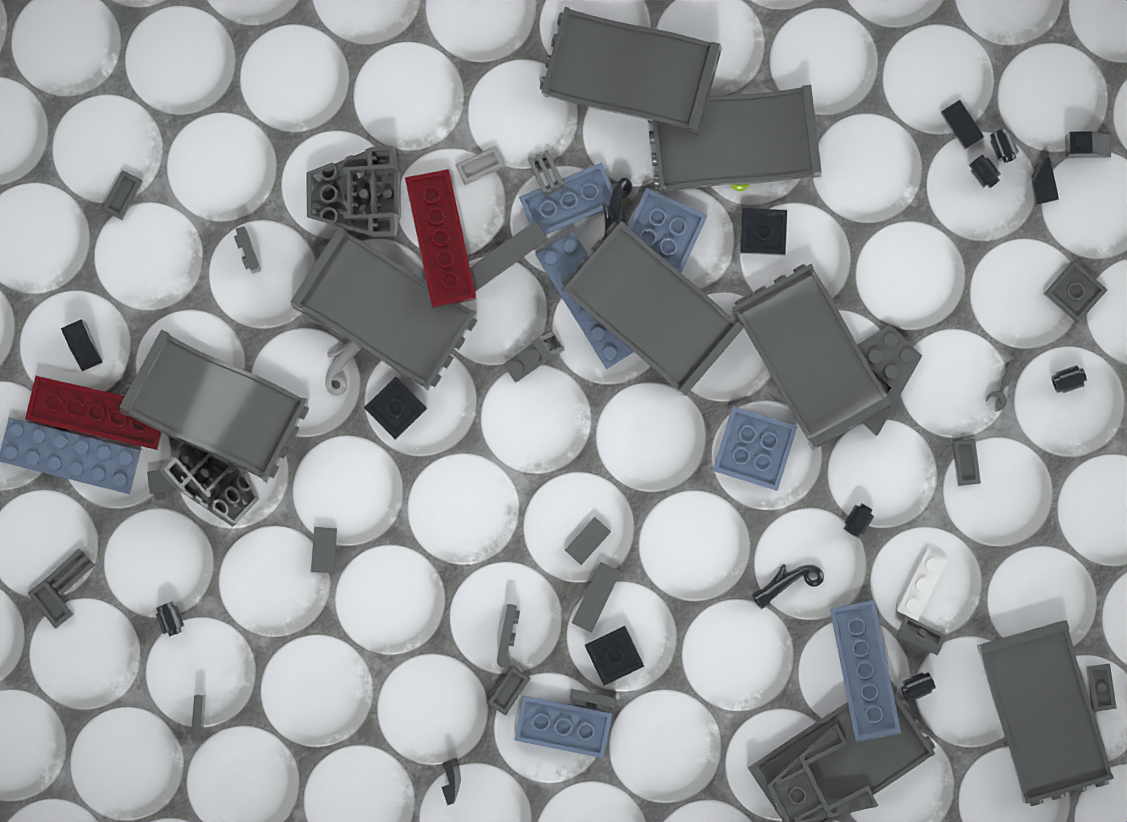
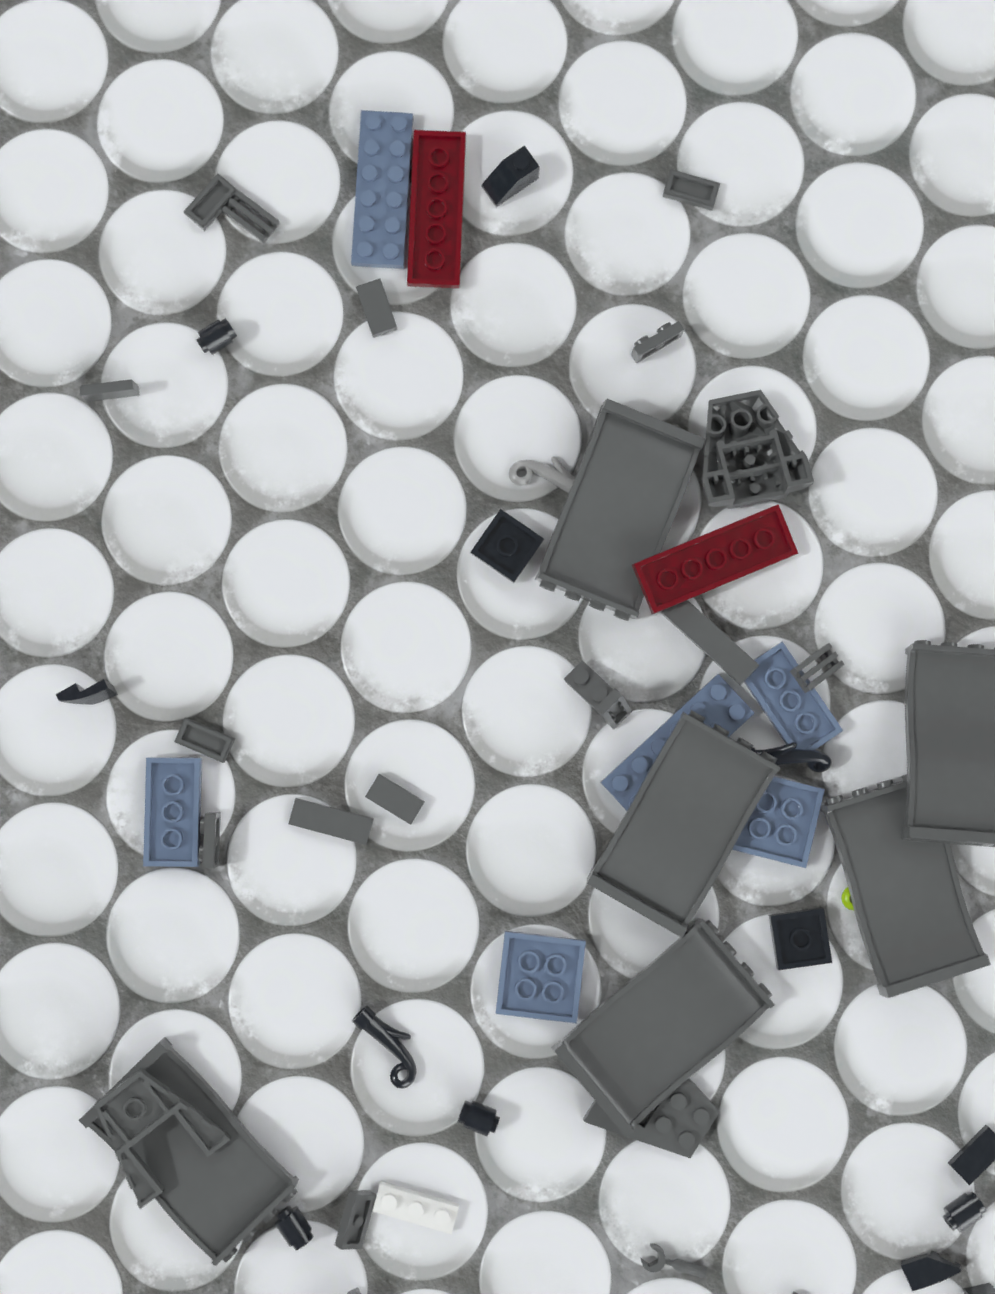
camera: 80 degrees right, 0 degrees up
(210, 482) = (387, 348): dark grey wedge -> none
(214, 406) = (468, 337): dark grey panel -> none
(324, 550) = (328, 496): dark grey tile -> none
(480, 165) = (809, 589): light grey tile -> none
(507, 637) = (264, 727): dark grey plate -> none
(614, 655) = (266, 855): black plate -> none
(865, 671) = (297, 1163): sand blue plate -> none
(966, 462) = (572, 1234): dark grey tile -> none
(985, 171) = (927, 1194): black brick -> none

